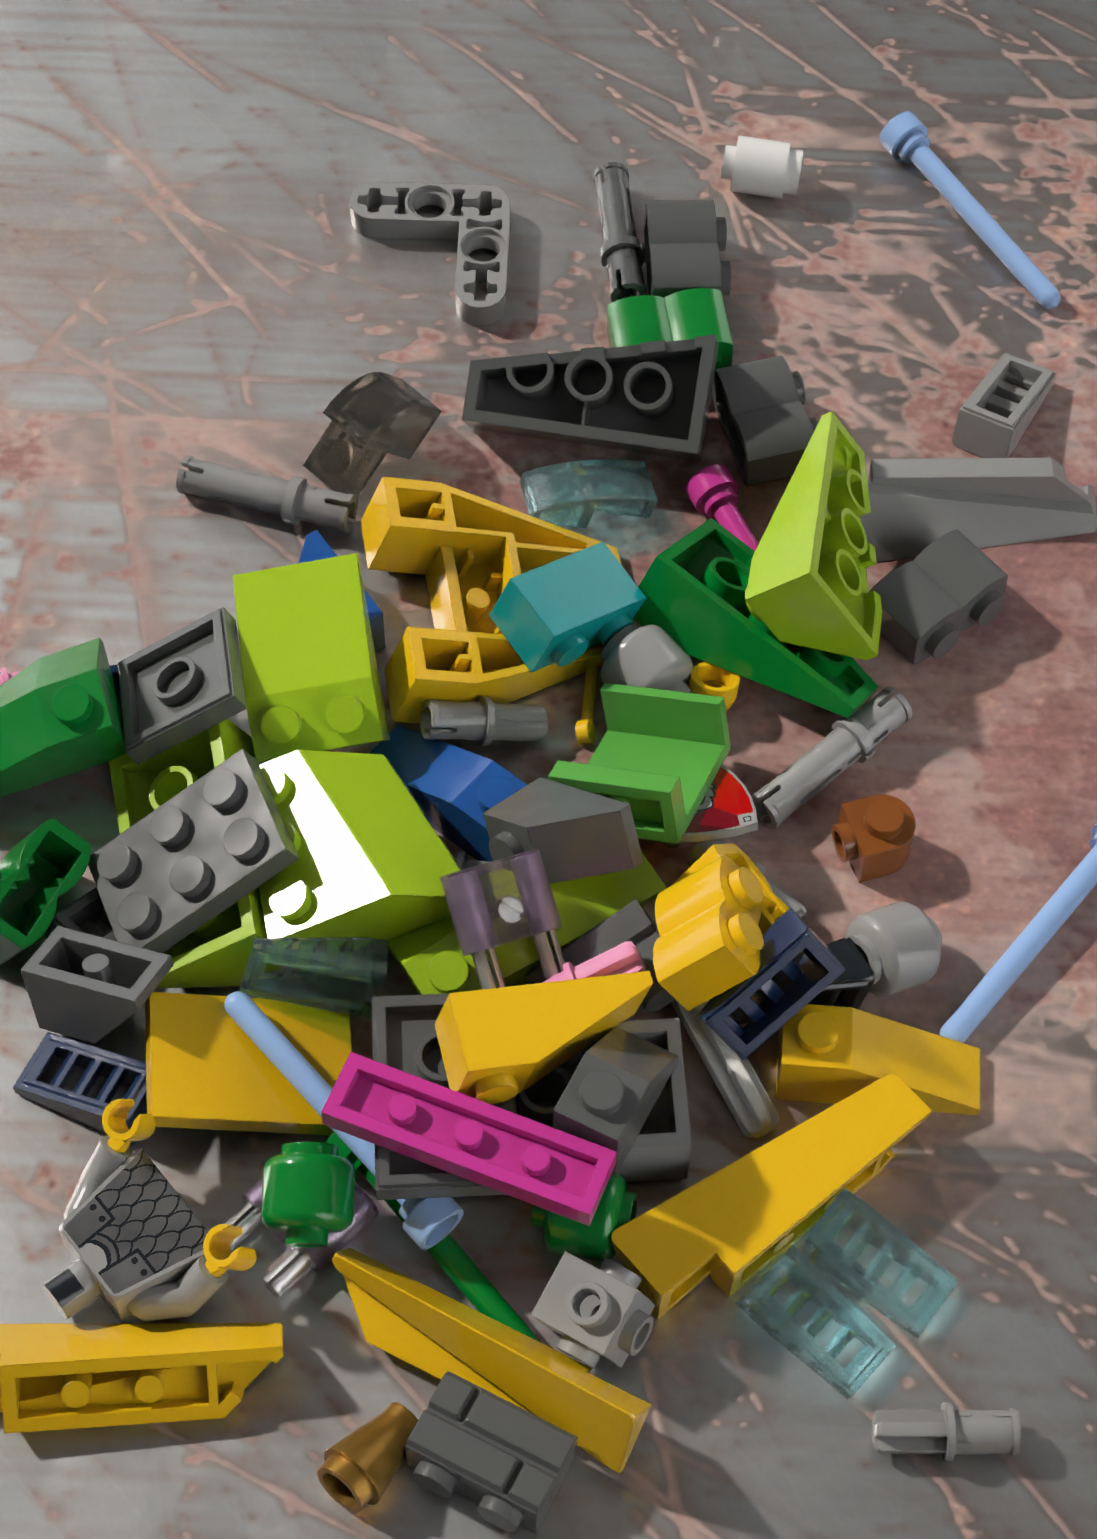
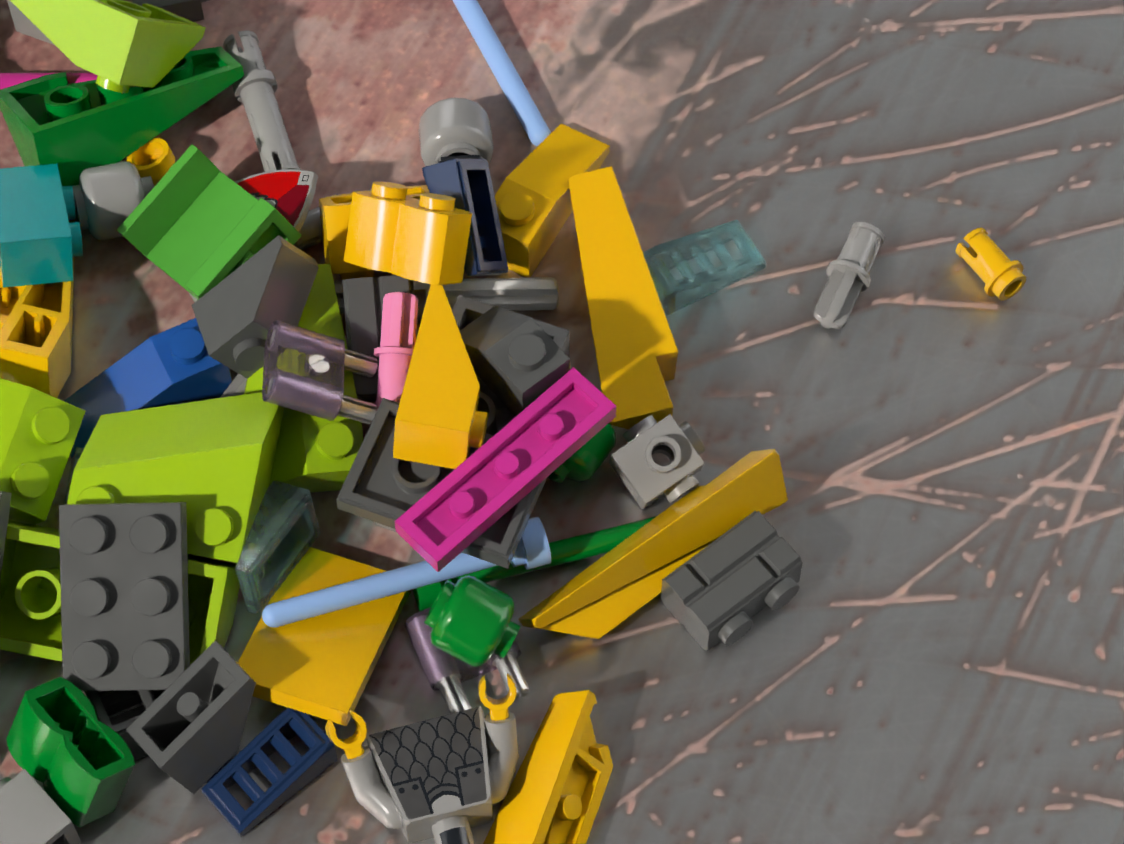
camera: 65 degrees left, 5 degrees up
(367, 1459) = (697, 672): pearl gold cone -> none
(482, 721) = (91, 341): light grey axle -> none
(585, 727) = (114, 265): yellow hinge -> none
(798, 1339) = (701, 349): clear light blue slope -> none
(874, 835) = (349, 108): dark orange plate -> none

